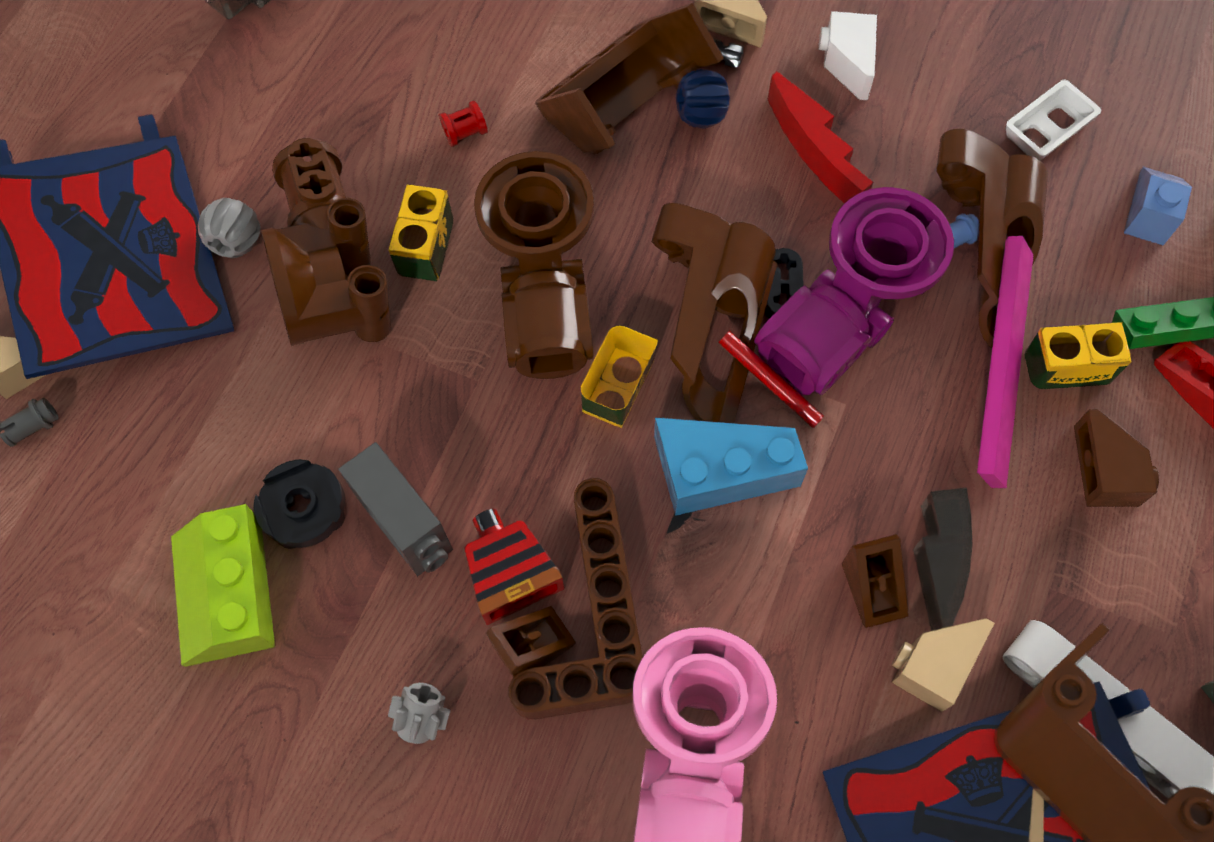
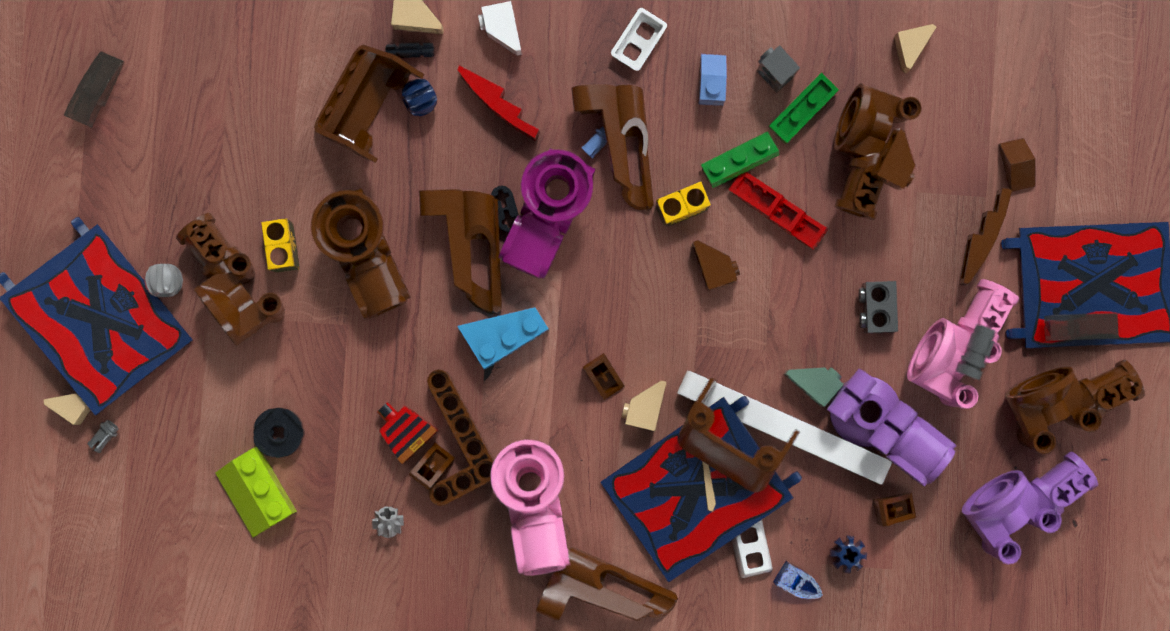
camera: 15 degrees left, 20 degrees up
(397, 509) = (336, 423): dark grey window -> none
(463, 123) = (266, 161): red bush -> none
(617, 344) = (424, 302): yellow piece -> none
(771, 379) = (514, 275): red bar -> none
(944, 554) = (635, 349): clear smoke slope -> none
(1005, 363) = (642, 222): dark pink tile -> none

